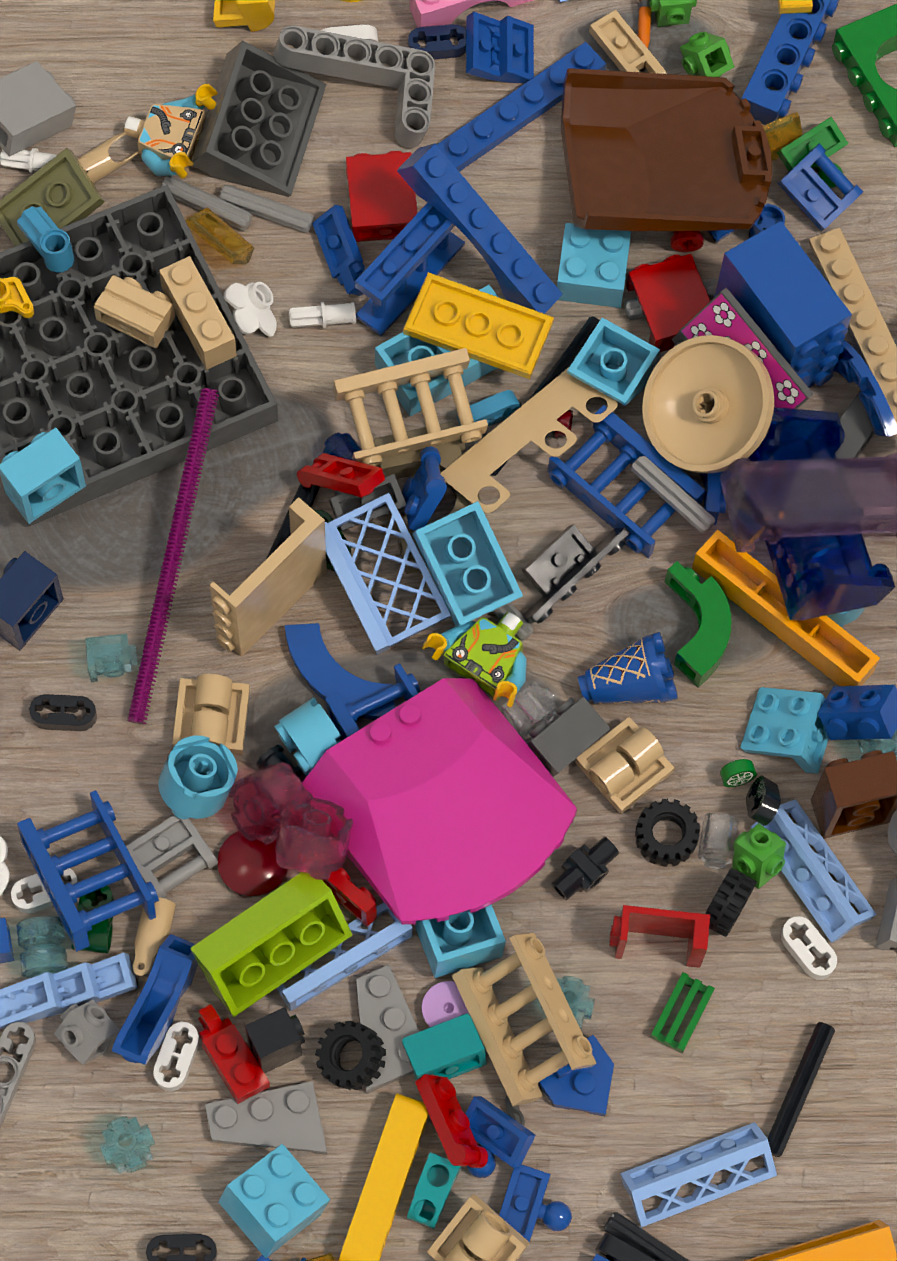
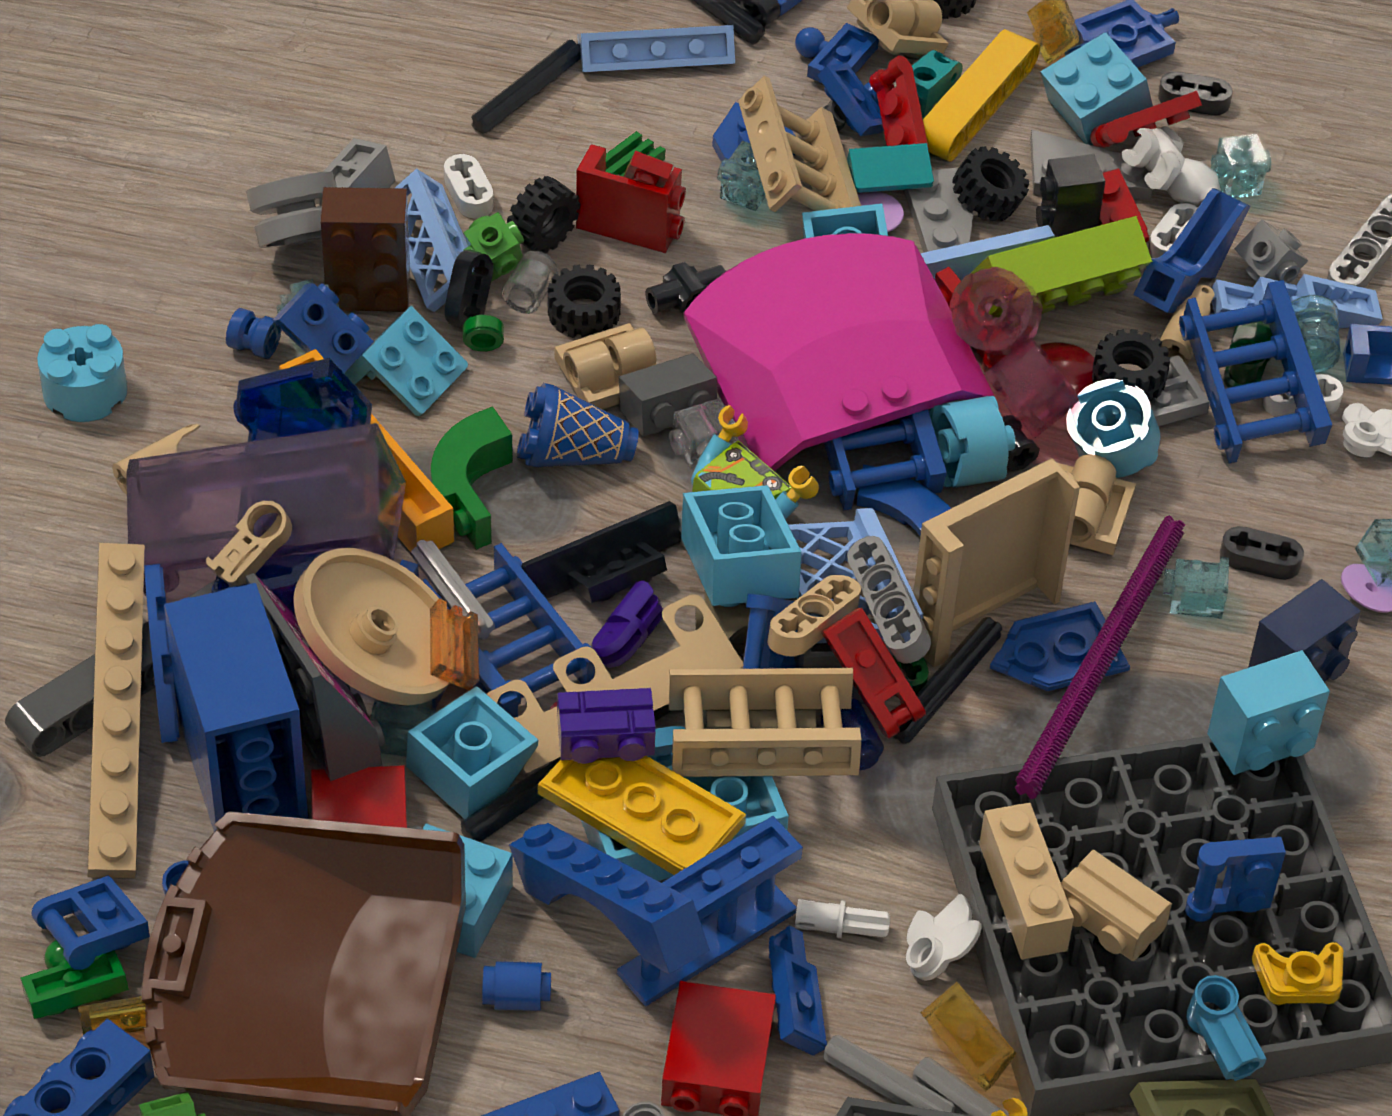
camera: 165 degrees left, 20 degrees down
(41, 336) = (1248, 881): none -> blue plate
(173, 1110) = (1161, 154): none -> white animal
(193, 873) = (1135, 350): none -> black tyre
(209, 563) = (1052, 646): none -> blue tile
(209, 1181) = (1117, 130): none -> red plate
(347, 529) = (888, 598): none -> light grey beam
(394, 472) = (817, 600): none -> tan beam
(518, 354) = (606, 724): none -> dark purple brick
(527, 210) = (516, 986): none -> blue brick
(535, 512) = (628, 625): none -> dark purple arm
(641, 397) = (462, 645): none -> clear orange tile
(651, 946) = (648, 169): none -> red hinge
(826, 441) = (247, 552): none -> tan piece

